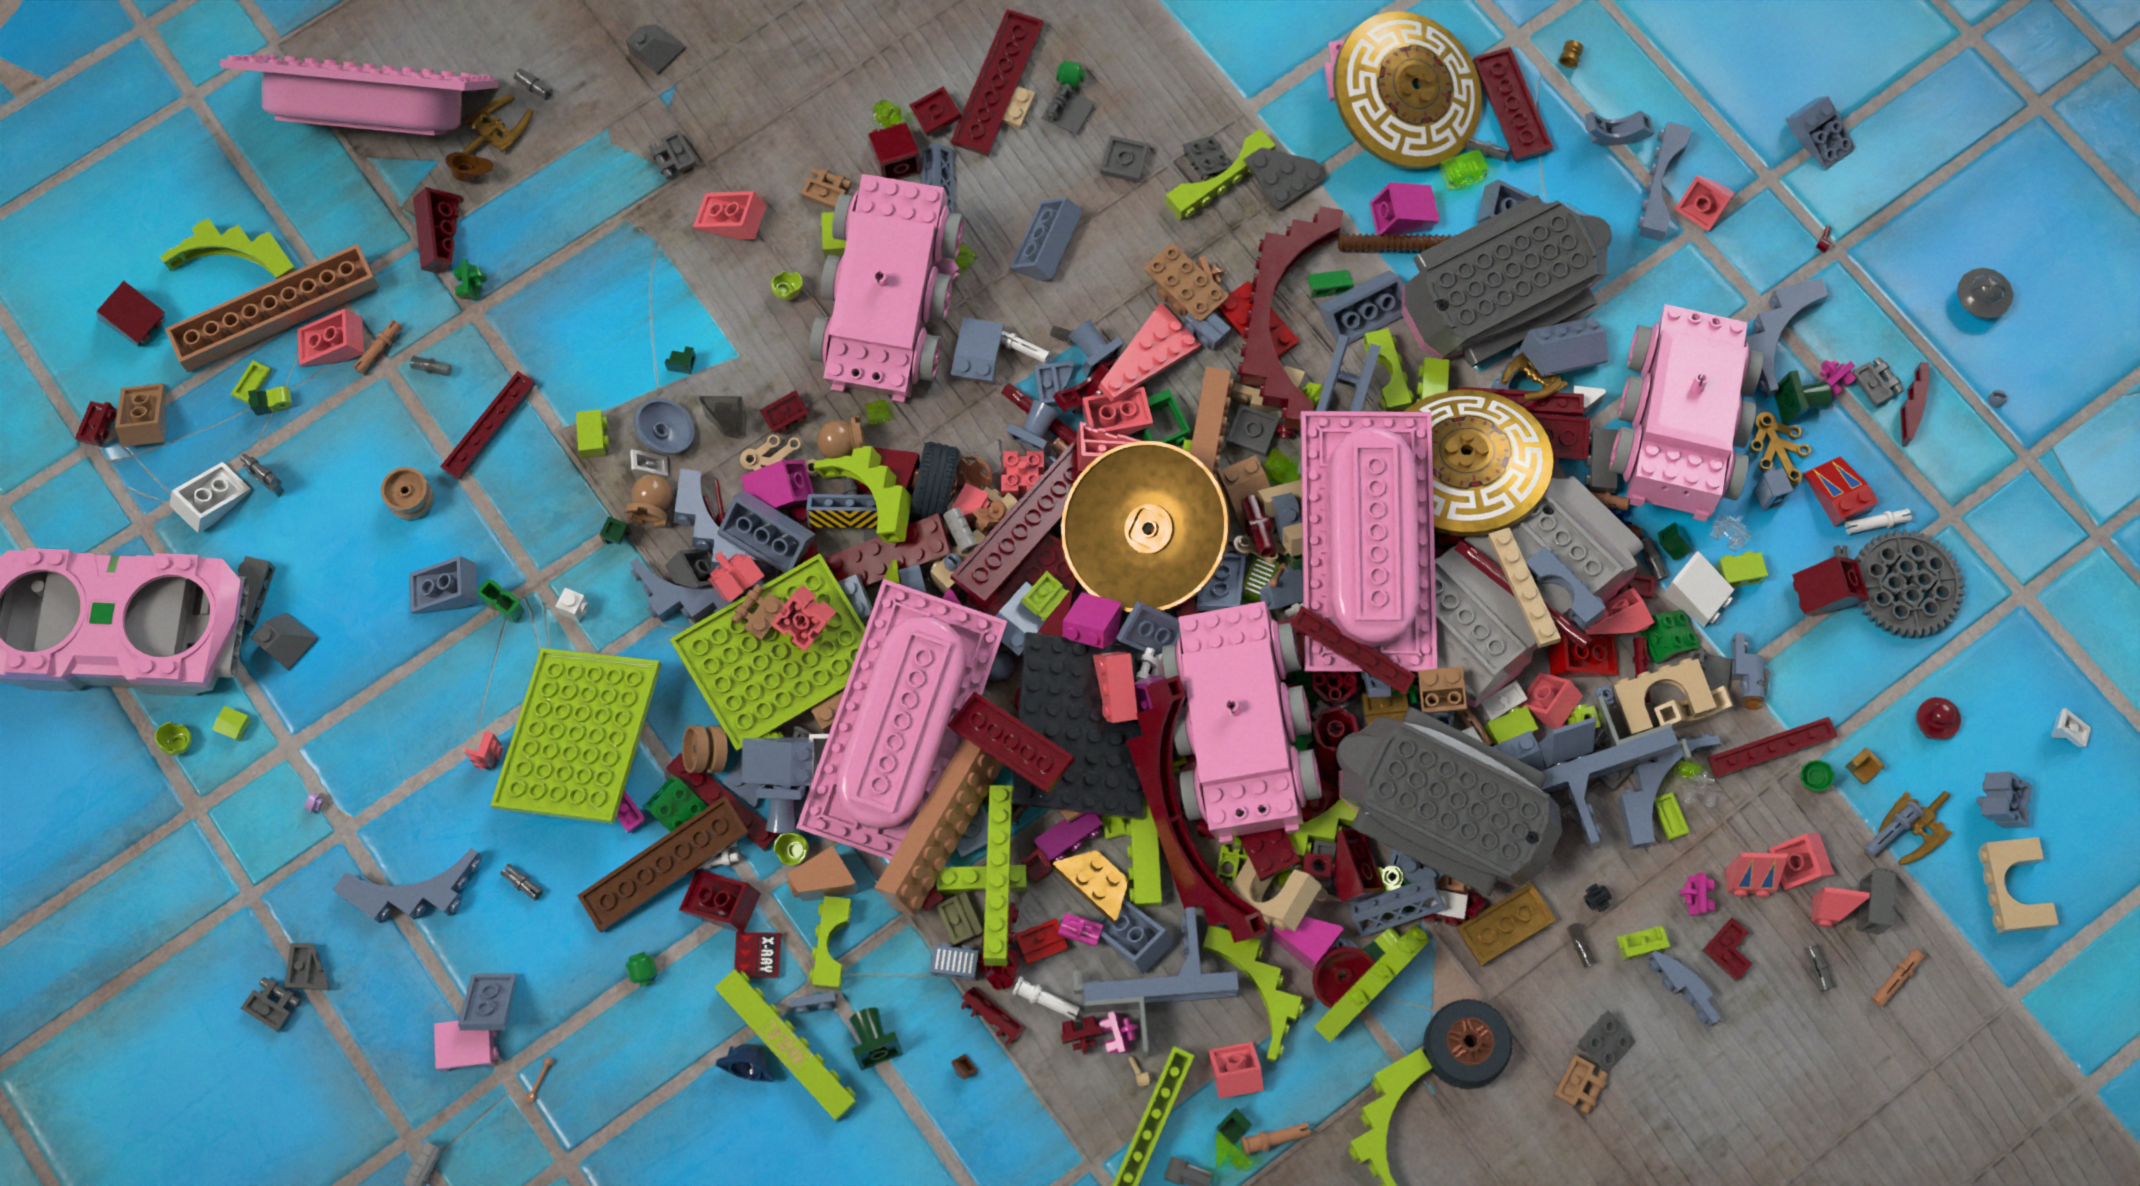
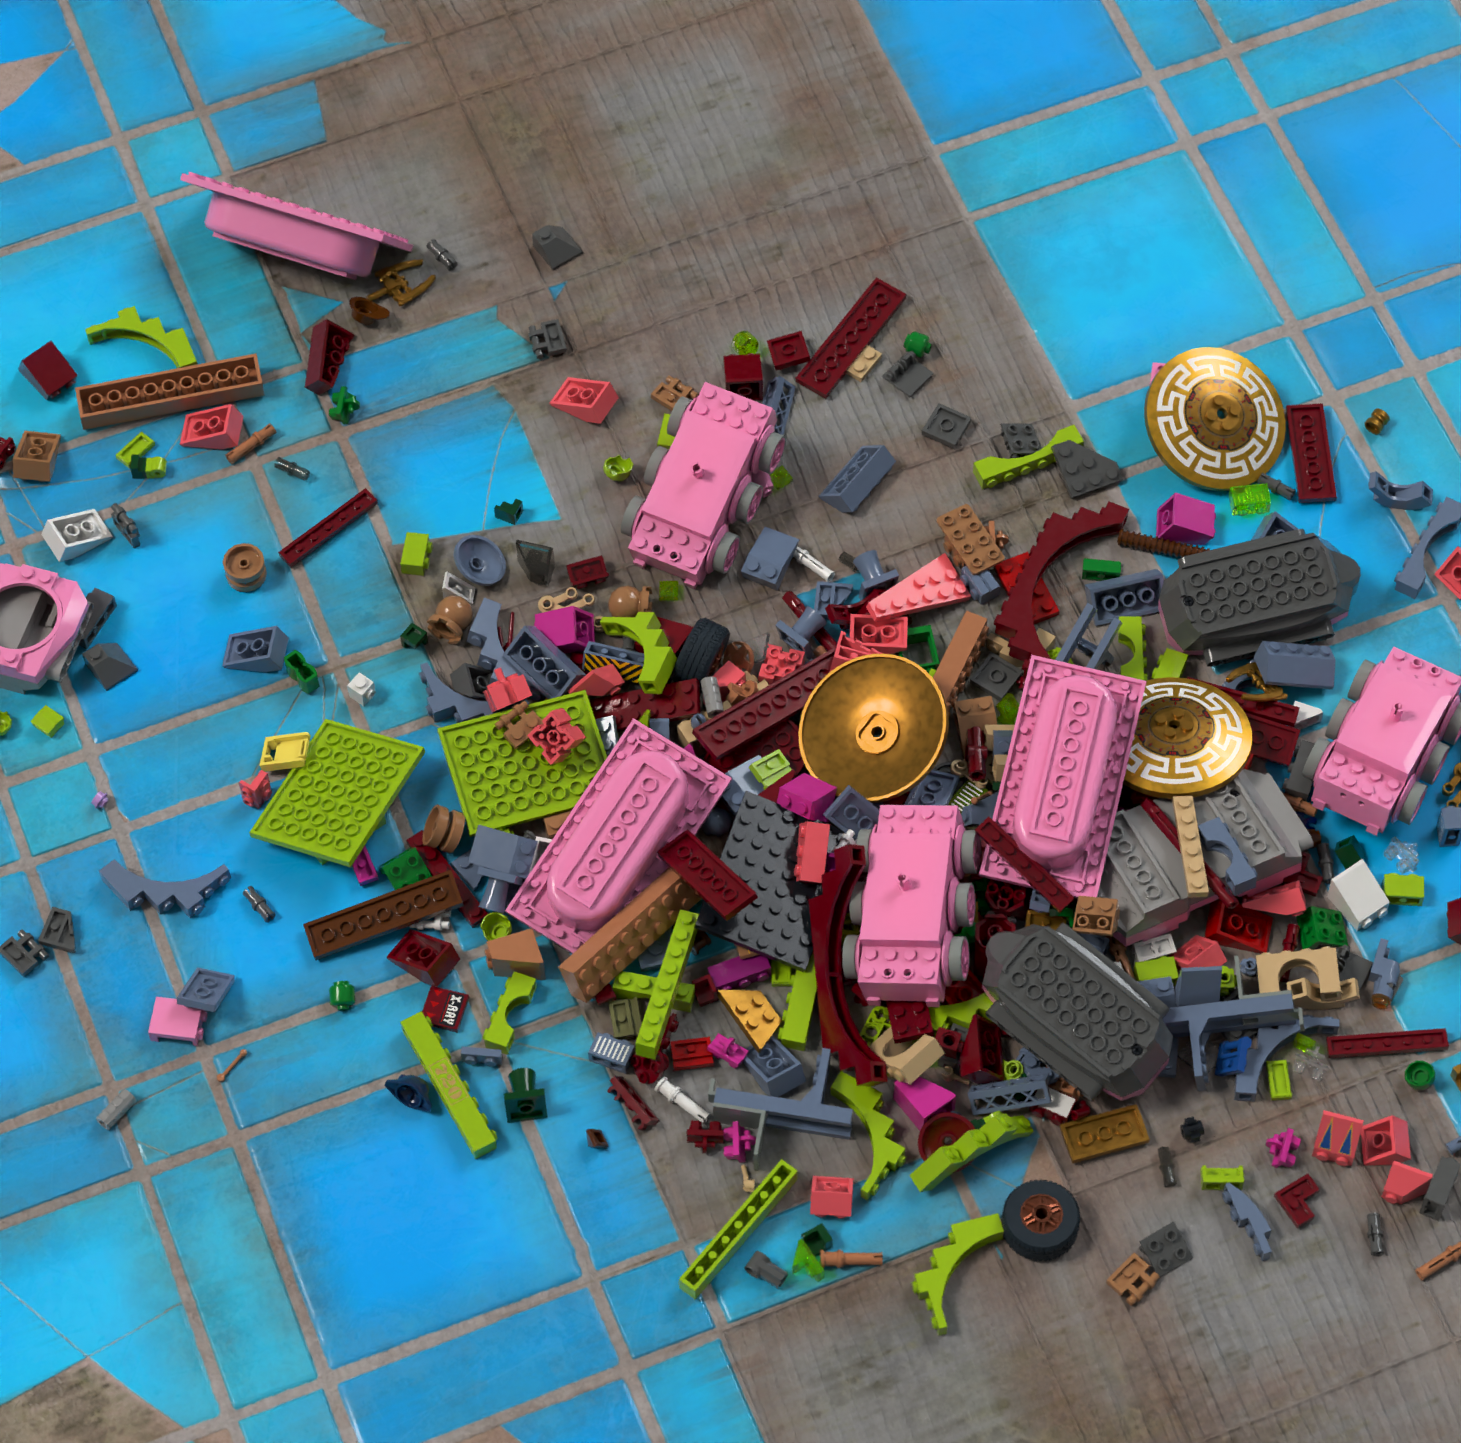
camera: 15 degrees right, 10 degrees down
(511, 698) = (290, 751): none -> light yellow container
(833, 539) = (600, 682): none -> coral slope
(1619, 813) = (1232, 1062): none -> blue plate

